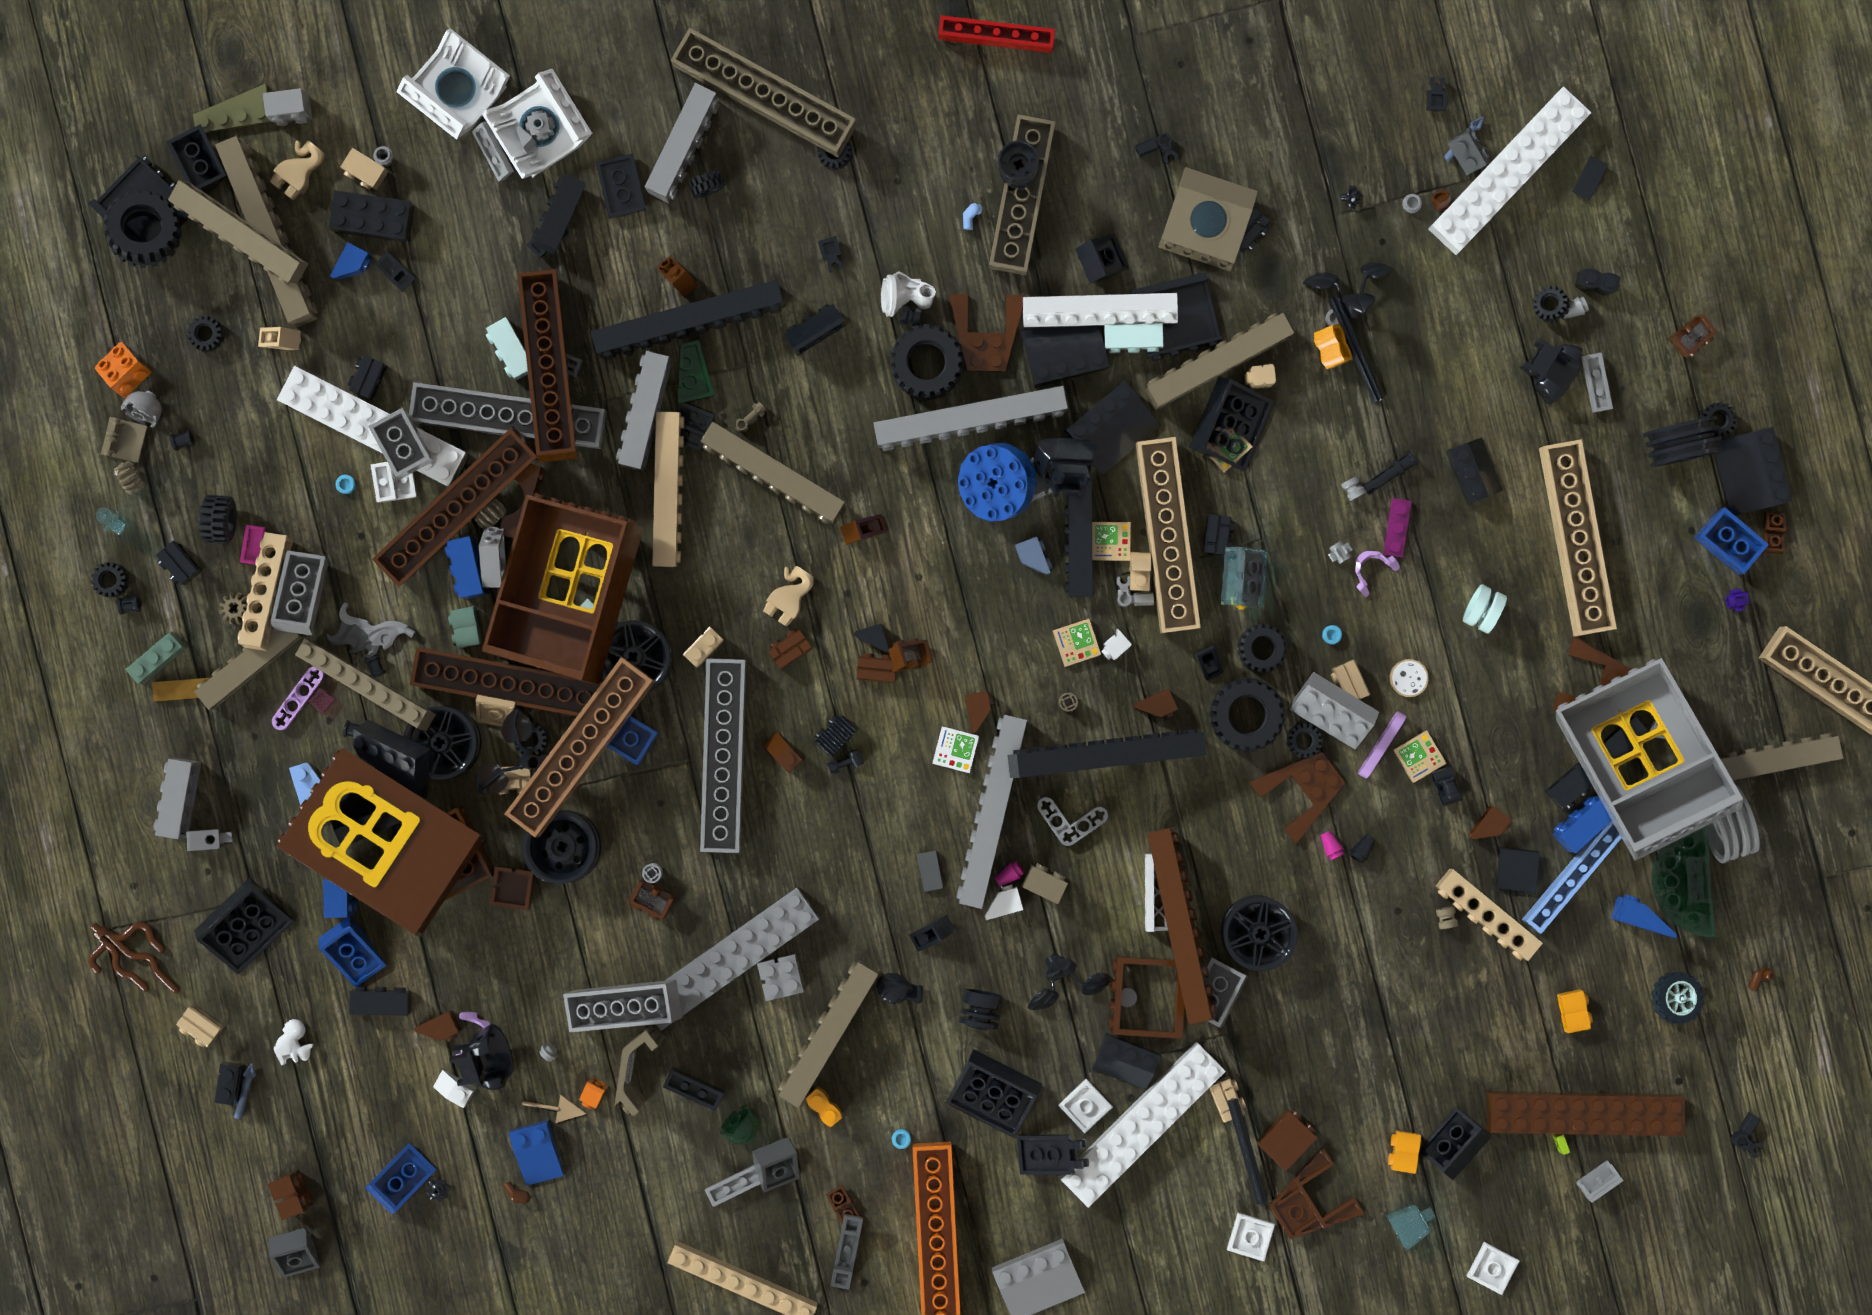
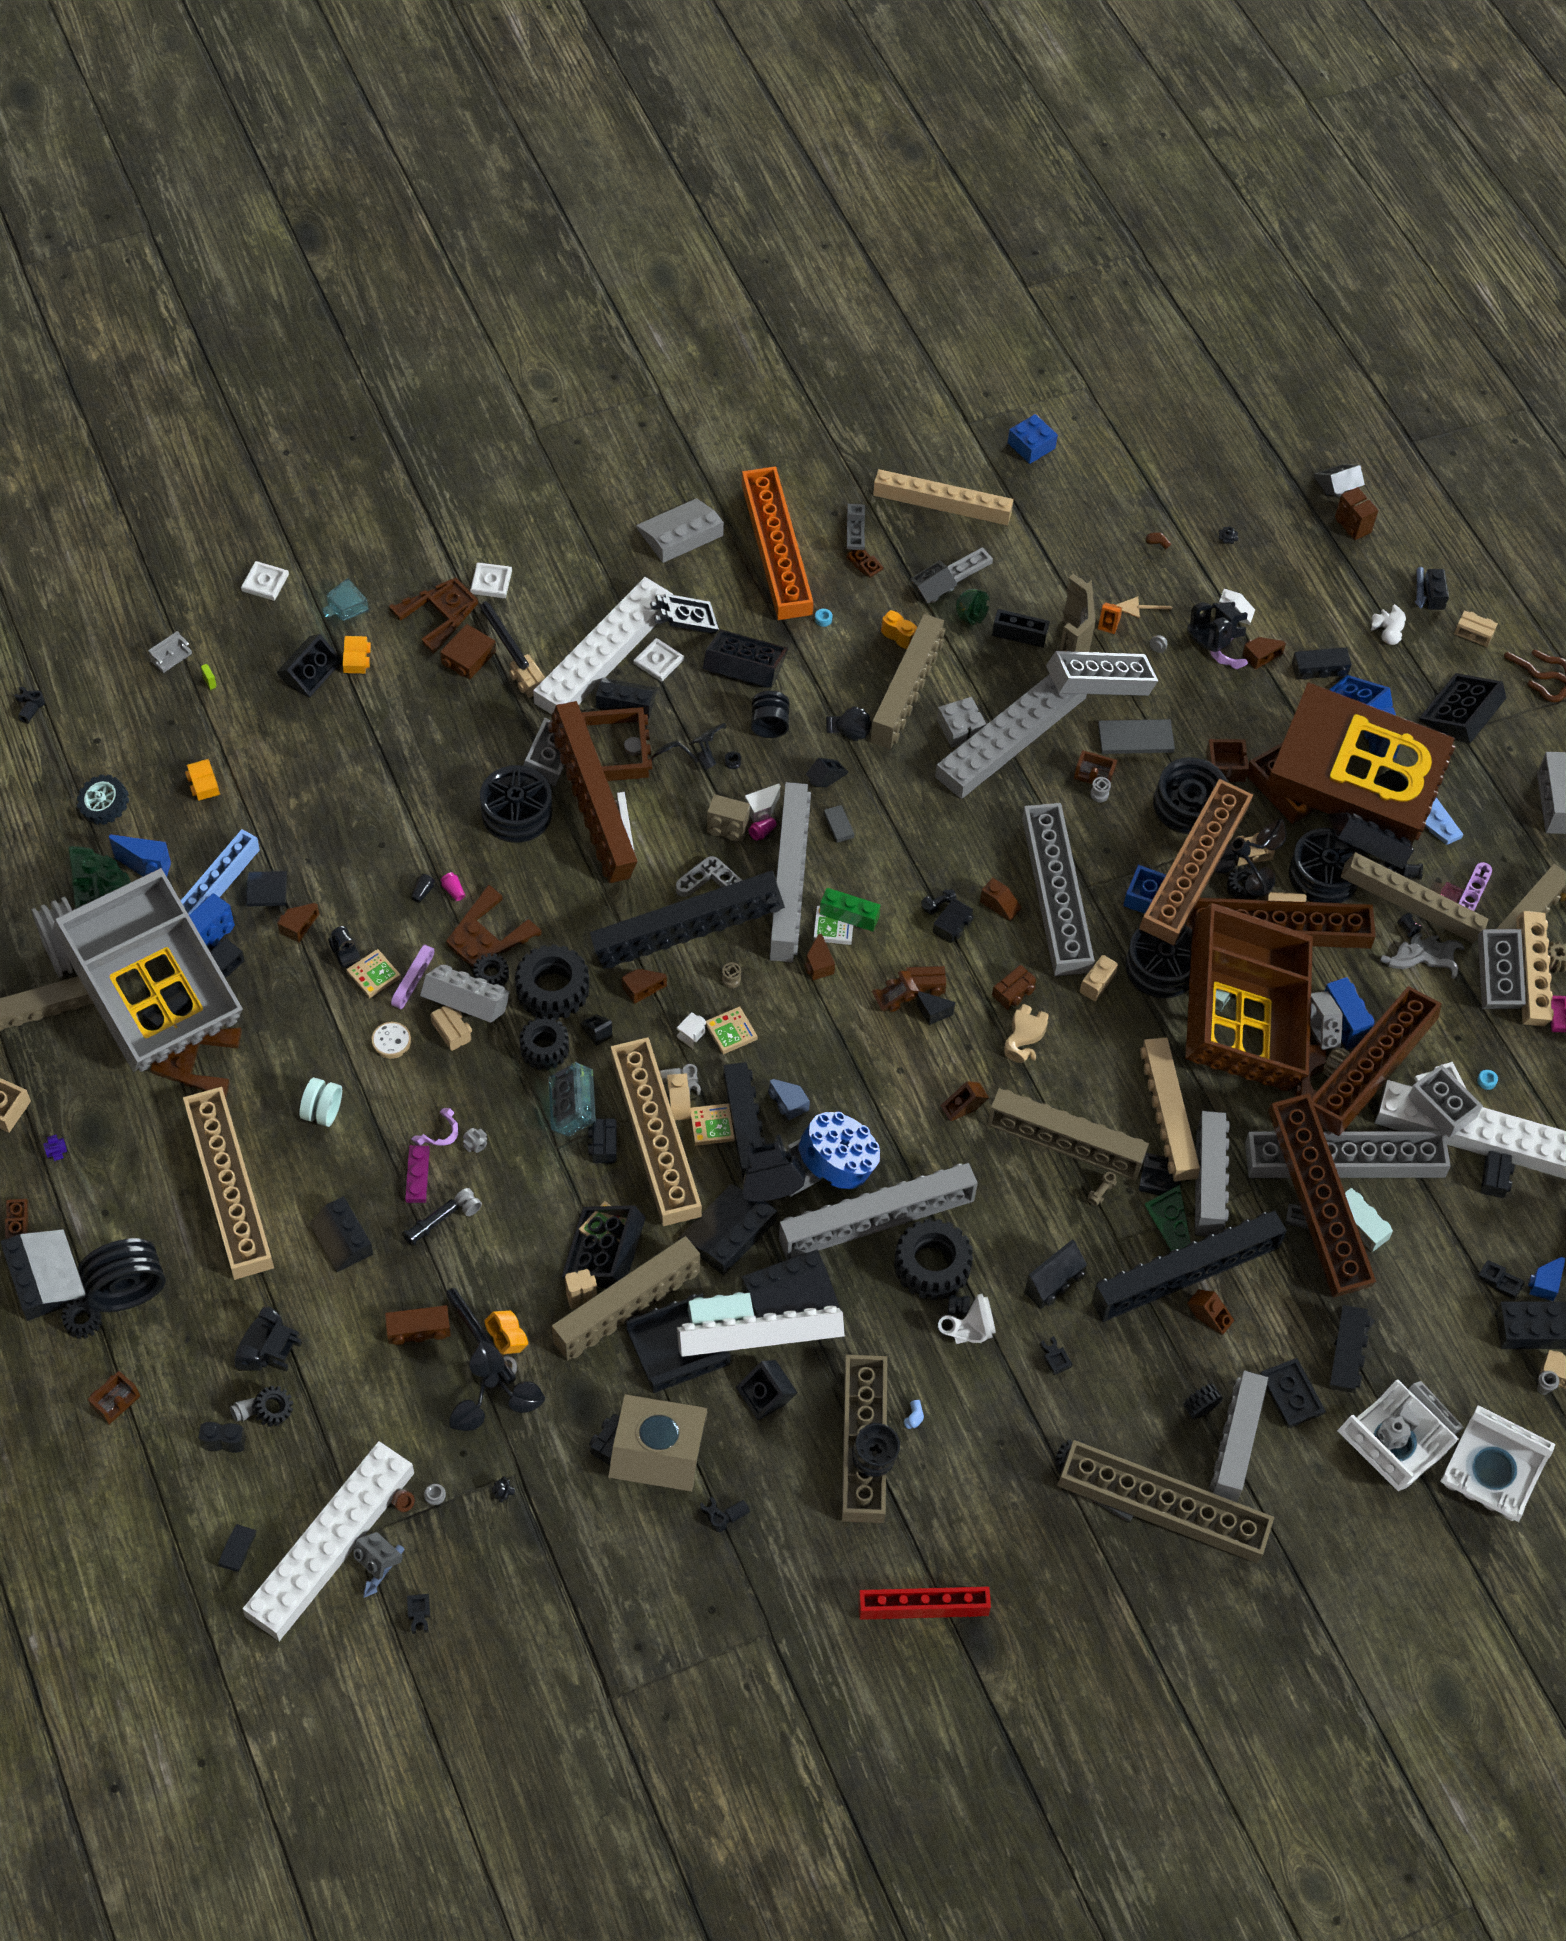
camera: 170 degrees right, 30 degrees down
(199, 839) = (1520, 765): light grey torso -> none
(400, 1178) = (1264, 537): blue slope -> none
(466, 627) = (1331, 965): sand green brick -> none
(536, 1152) = (1150, 573): blue slope -> none
(599, 937) = (1136, 736): none -> dark grey tile
(939, 756) = (850, 909): none -> green brick
(986, 350) = (873, 1286): reddish brown wing -> none
(1027, 971) = (729, 756): none -> black bush
(1332, 634) = (474, 1069): medium azure tile -> none
(1412, 367) = (417, 1325): none -> reddish brown brick
(1444, 913) = (333, 840): dark tan wheel -> none
(1529, 943) = (298, 855): tan brick -> none
(1585, 1113) = (186, 700): reddish brown brick -> none
(1597, 382) = (216, 1338): light grey plate -> none
(1731, 541) = (64, 1199): blue brick -> none
(1759, 976) = (15, 832): reddish brown arm -> none

